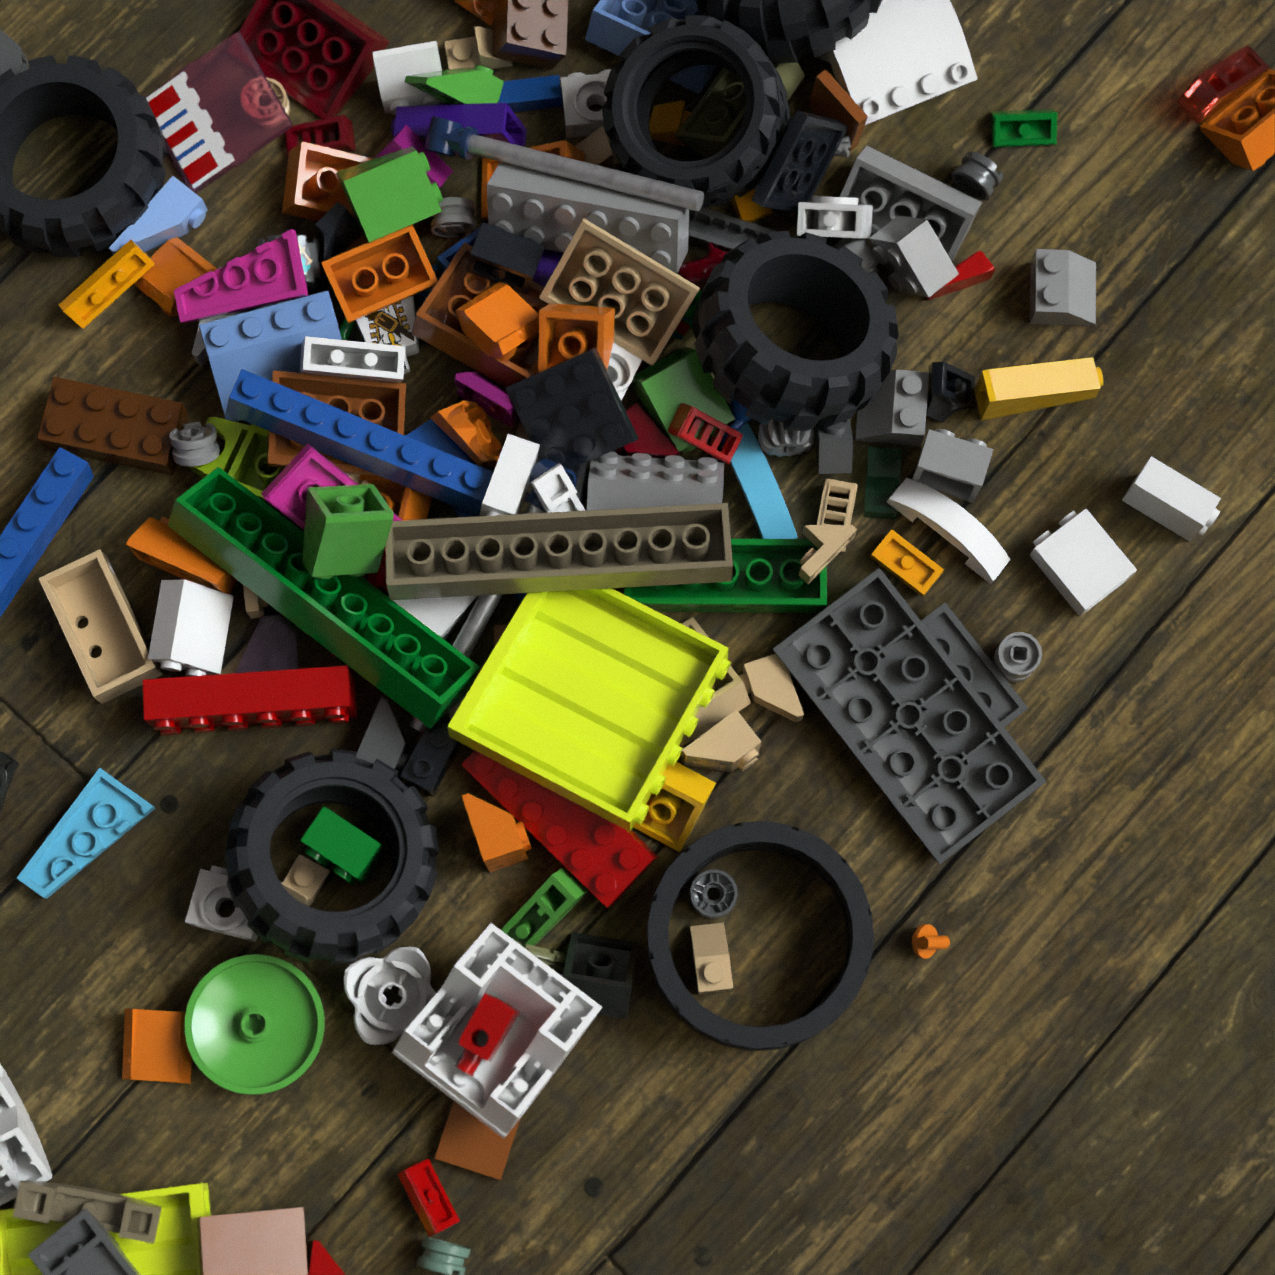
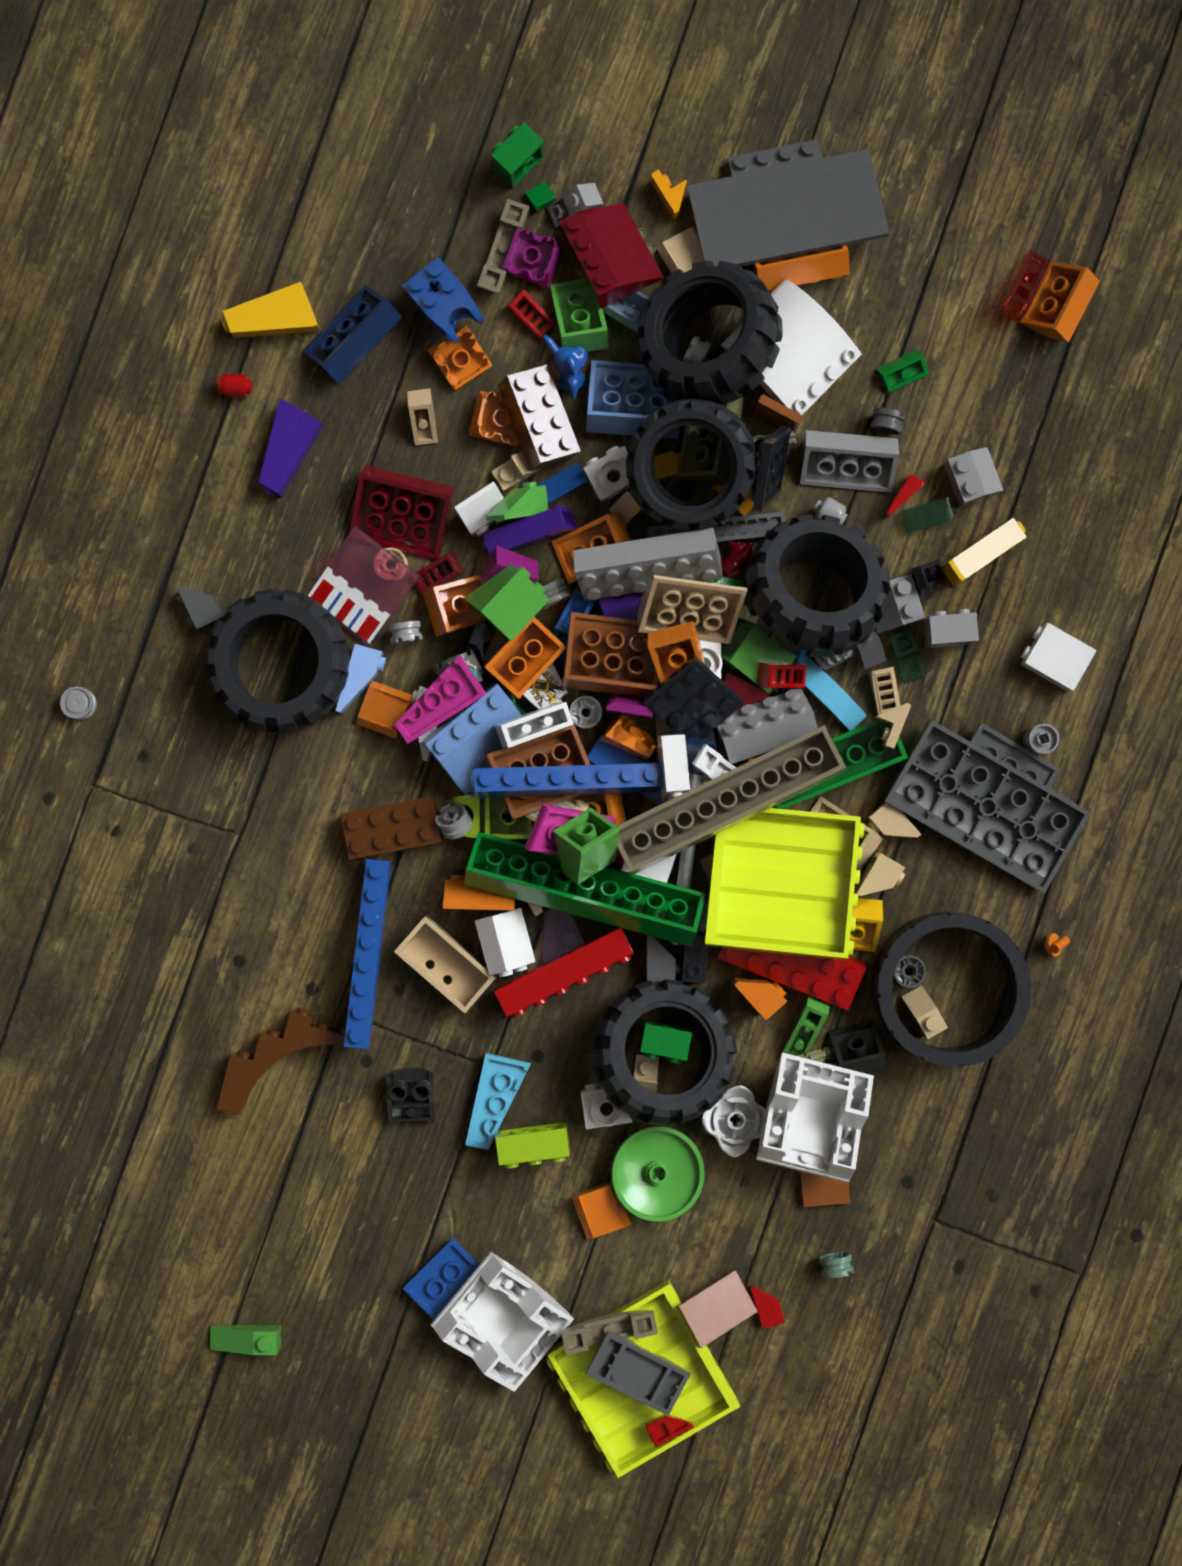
camera: 25 degrees left, 10 degrees up
(104, 913) = (533, 1144): none -> lime brick
(106, 284) = (344, 735): light orange plate -> none
(244, 190) = (405, 632): none -> light grey wheel
(418, 379) = (595, 712): none -> light grey wheel
(428, 1197) = (810, 1232): red plate -> none
(451, 139) = (531, 546): flat silver piece -> none
(496, 1020) = (810, 1113): red torso -> none
(498, 321) = (620, 659): orange slope -> none
(505, 258) = (604, 613): black brick -> none
(834, 217) = (807, 492): white brick -> none
(907, 563) = (945, 704): light orange plate -> none
(913, 256) = (869, 499): light grey piece -> none
(953, 524) = (964, 667): white slope -> none
(983, 314) = (928, 515): none -> clear green slope
(1172, 500) = (1101, 593): white brick -> none

